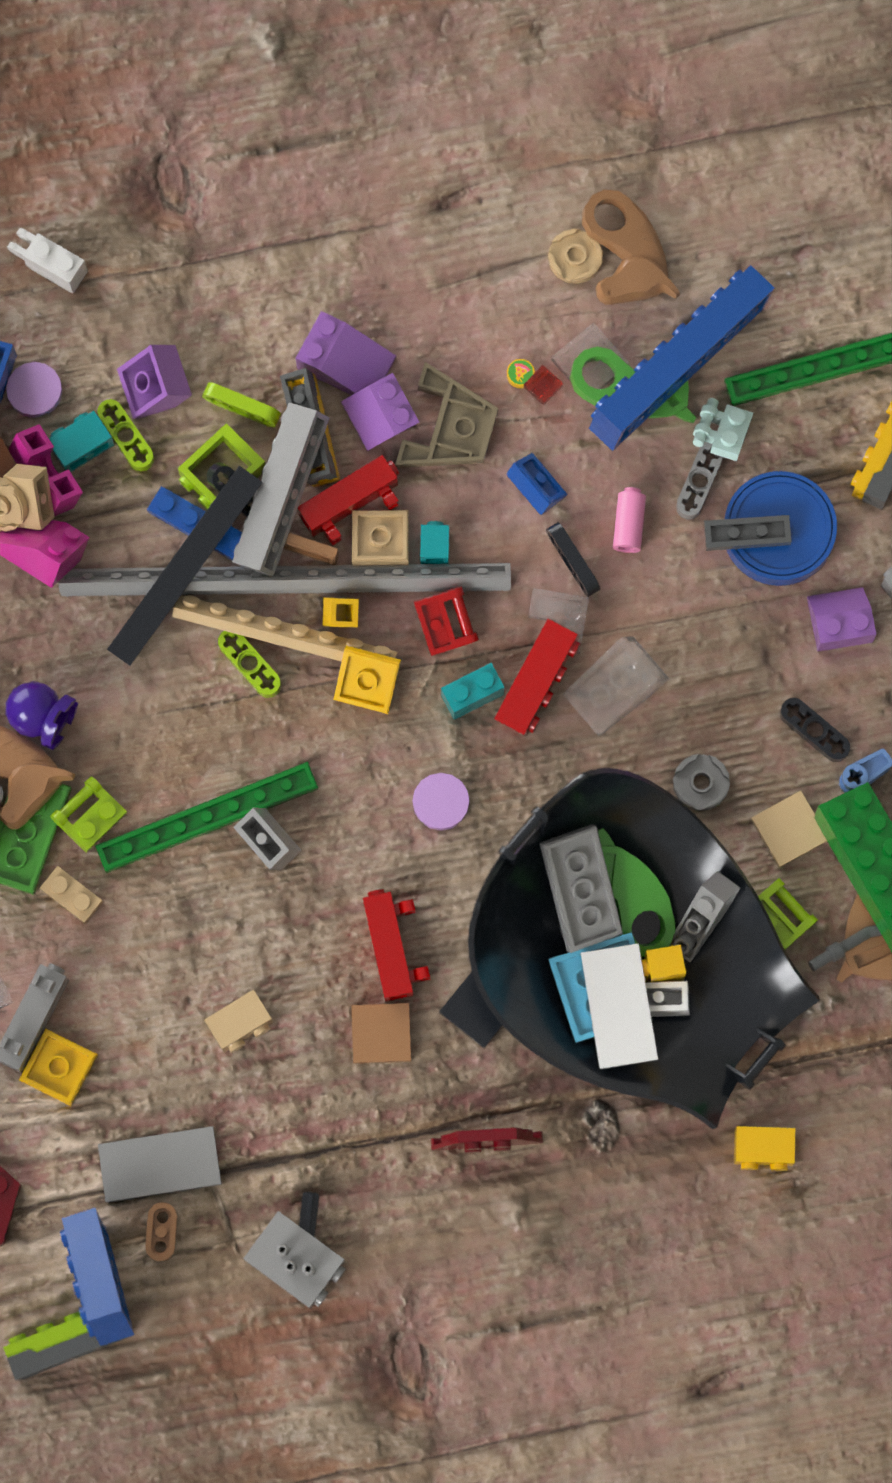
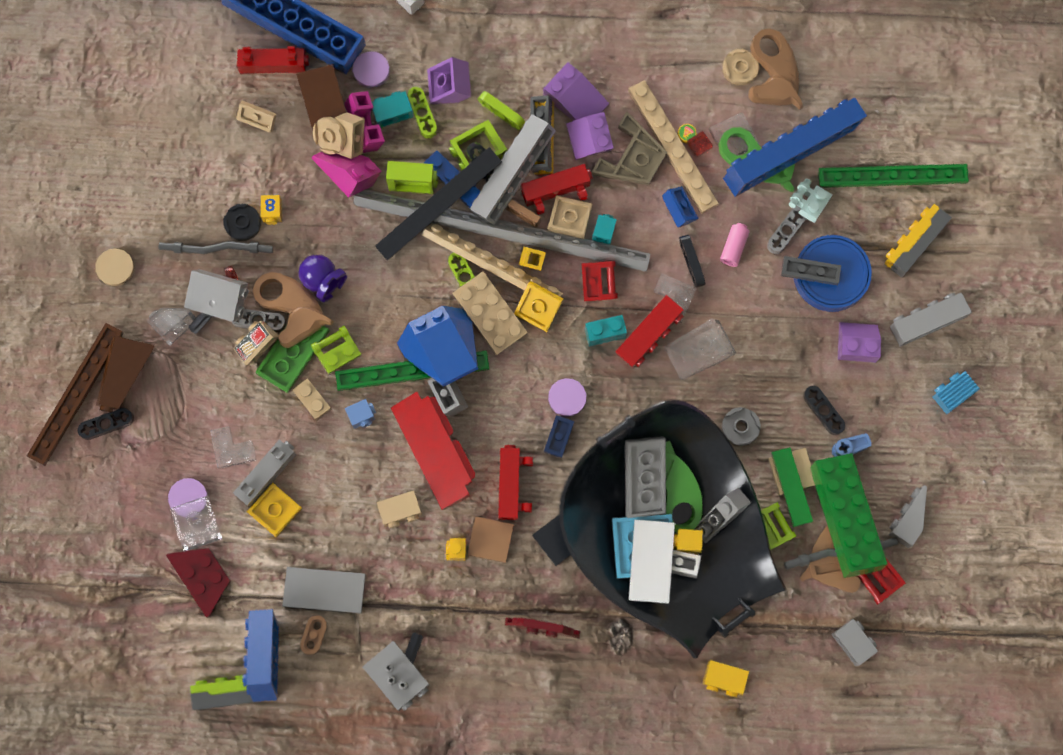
camera: 10 degrees right, 0 degrees up
(135, 536) = (411, 177): none -> lime window
(148, 898) = (361, 414): none -> medium blue brick
(240, 769) = (441, 344): none -> blue wedge
(276, 933) = (438, 457): none -> red slope
(298, 706) = (489, 313): none -> tan plate
(335, 1059) = (456, 549): none -> yellow brick
(443, 861) = (559, 436): none -> dark blue plate
(505, 396) = (672, 144): none -> tan plate
(794, 851) = (792, 487): none -> green tile

